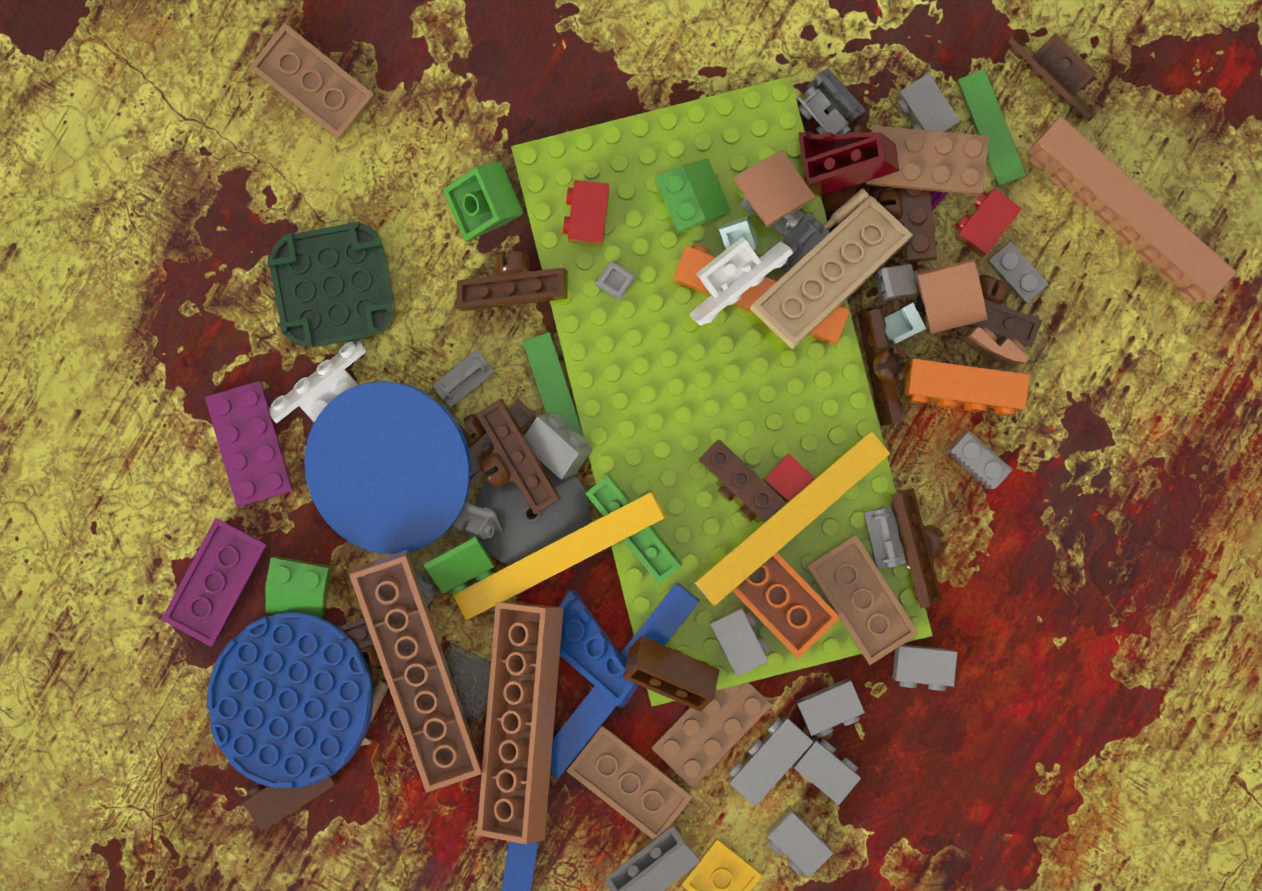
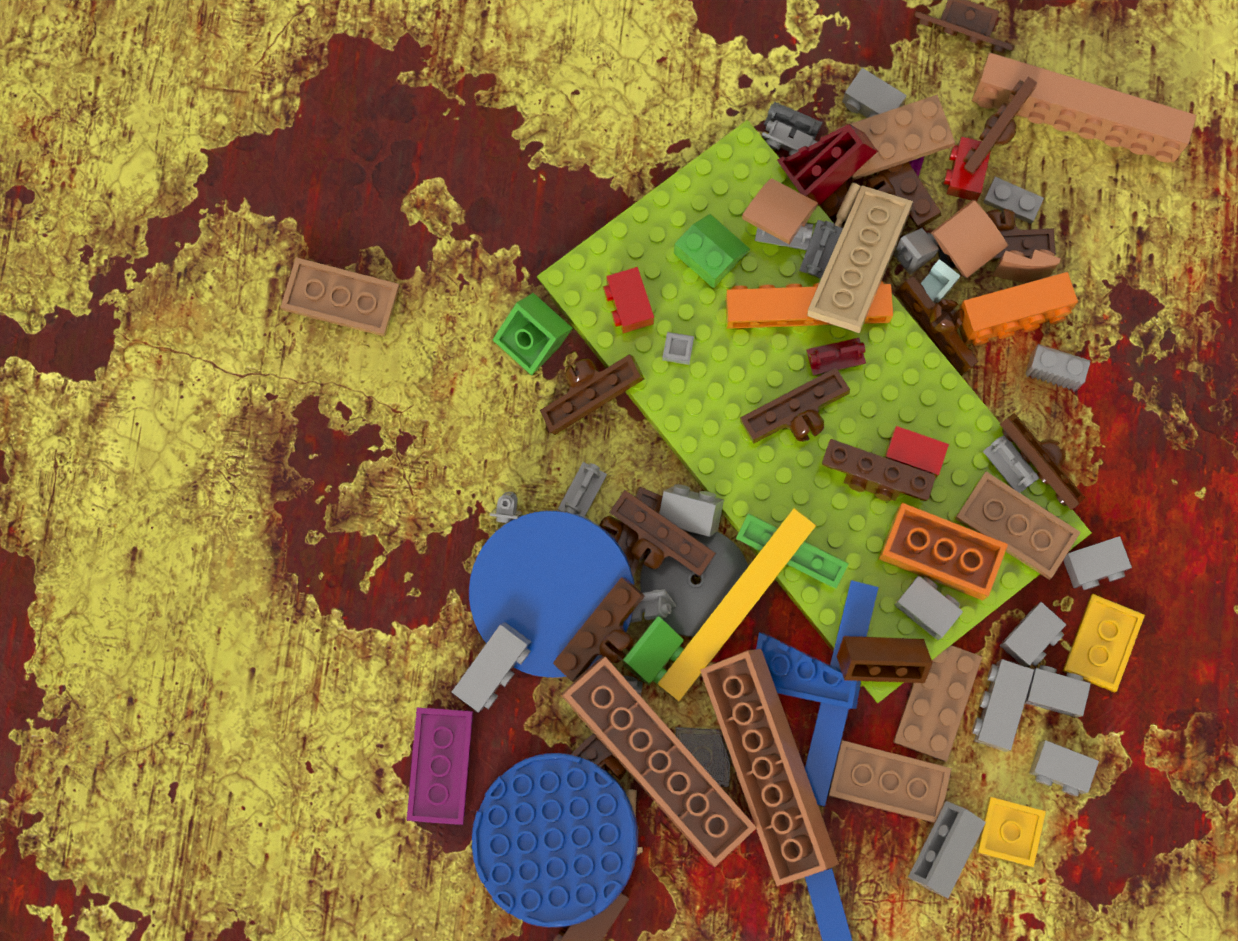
camera: 25 degrees left, 10 degrees down
(249, 444) = (418, 631): magenta plate -> none
(297, 587) = (515, 737): bright green slope -> none
(302, 512) = (492, 667): none -> light grey brick
(320, 387) = (461, 551): white bracket -> none
(332, 285) = (432, 460): dark green plate -> none
(380, 366) = (506, 508): none -> light grey hinge
(417, 527) = (602, 632): none -> reddish brown plate
(551, 380) = (657, 458): bright green tile -> none
(702, 392) = (797, 409): none -> reddish brown plate
(733, 274) = (779, 293): white bracket -> none
(738, 228) = (767, 264): light aqua panel -> none
(765, 356) = (836, 355): none -> dark red hinge
(791, 518) = (925, 477): yellow tile -> none
(895, 742) = (1103, 642): none -> yellow tile
(990, 121) = (925, 84): bright green tile -> none
(1034, 197) = (999, 127): none -> reddish brown plate

